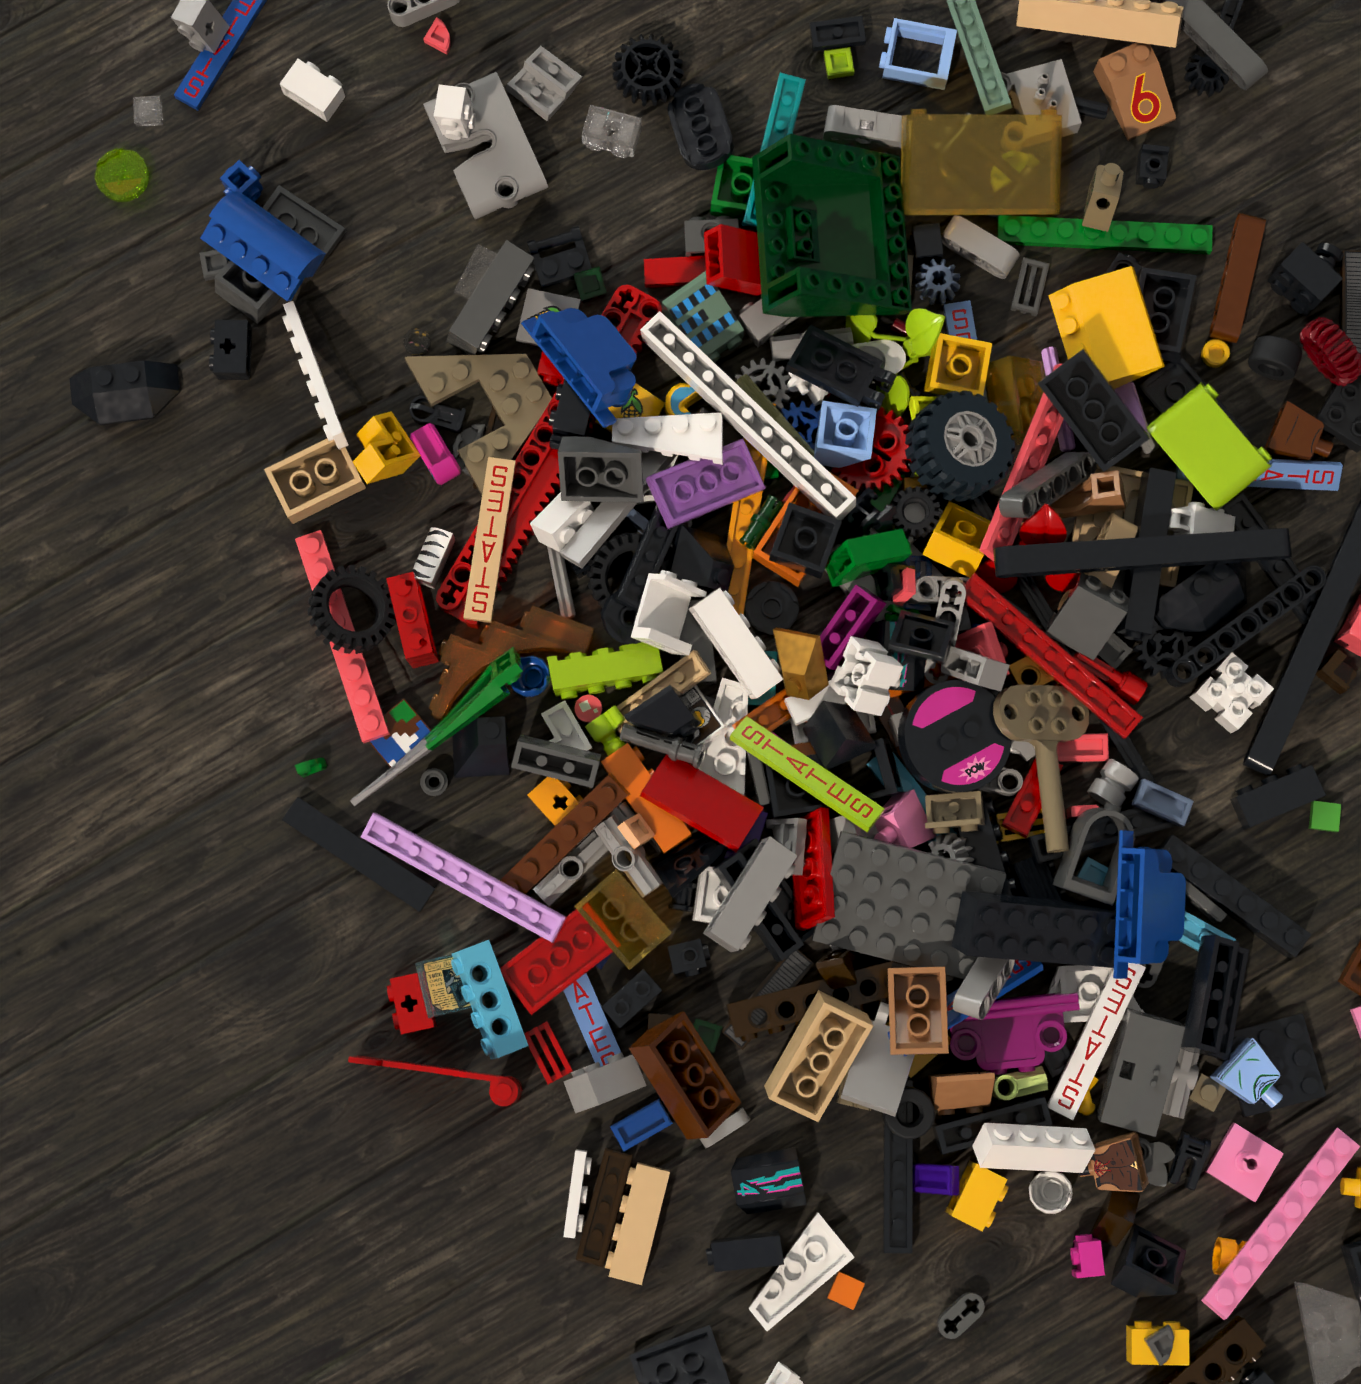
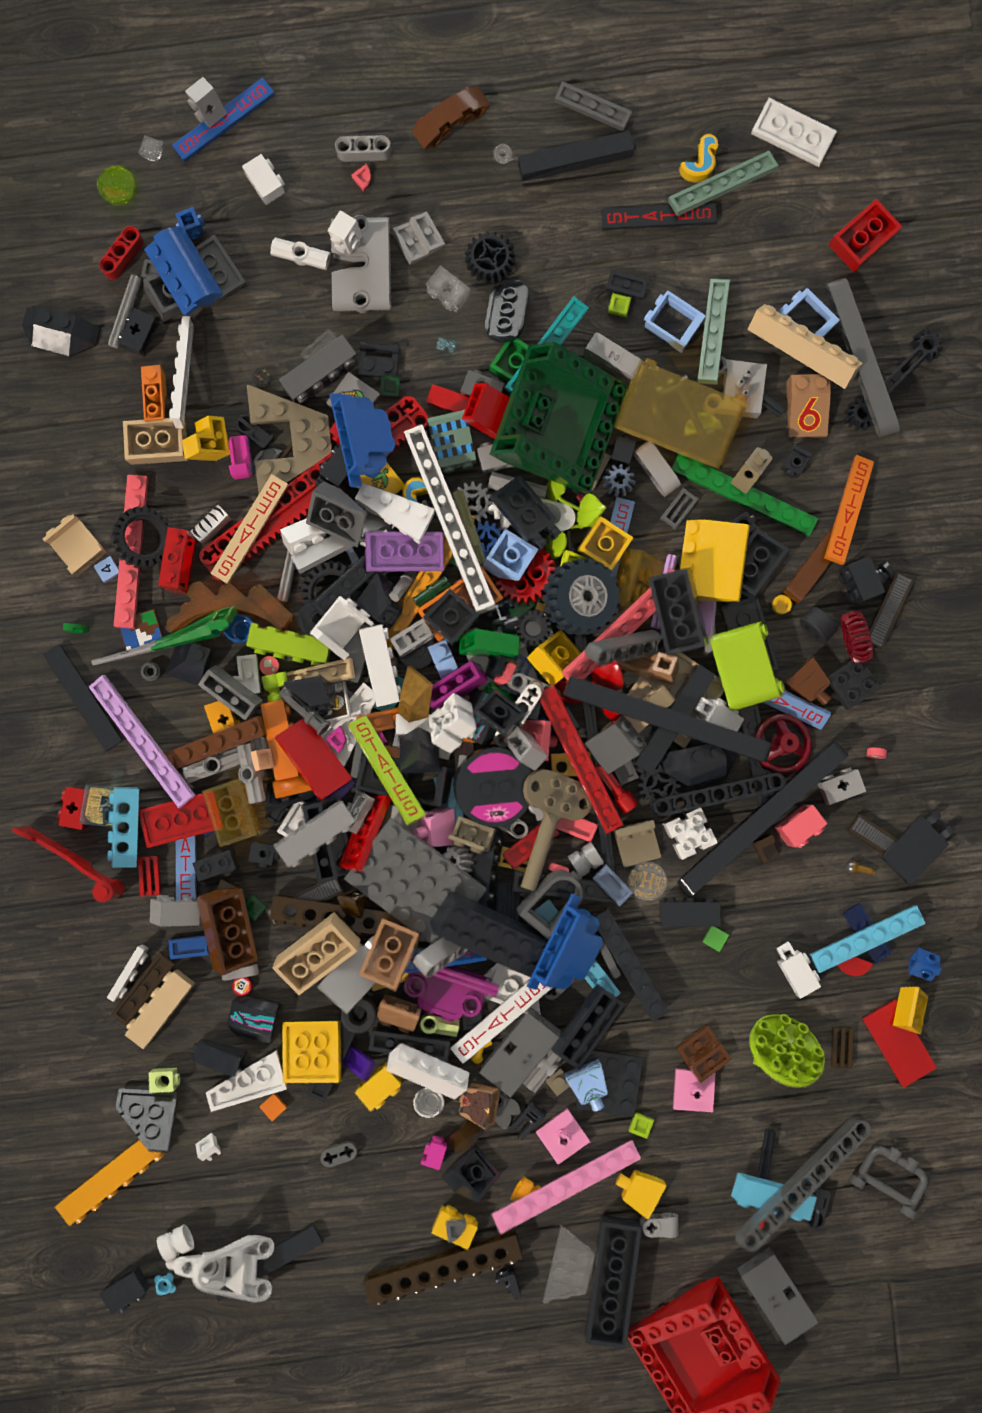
camera: 25 degrees right, 5 degrees up
(166, 245) = (122, 243): none -> red beam
(201, 330) = (125, 309): none -> light grey axle
(263, 658) = (74, 544): none -> tan panel
(287, 417) = (154, 392): none -> orange slope
(320, 673) = (107, 569): none -> light blue tile
(383, 165) = (312, 256): none -> white piece
(633, 202) = (442, 344): none -> clear light blue piece
(679, 1328) = (156, 1083): none -> yellowish green brick
(688, 851) = (290, 786): none -> orange tile
(720, 524) = (405, 581): none -> light grey piece
(720, 765) = (337, 739): none -> dark pink tile
(734, 1146) = (242, 986): none -> tile
(762, 591) = (412, 638): none -> light grey brick
(815, 603) = (443, 658): none -> light blue brick
(867, 1191) = (312, 1052): none -> yellow plate
(1169, 735) = (637, 843): none -> dark tan bracket
(1204, 779) = (647, 881): none -> clear tile
(1248, 197) = (849, 510): none -> orange tile
(1302, 523) = (786, 742): none -> dark red piece
(1339, 1103) = (641, 1125): none -> lime tile

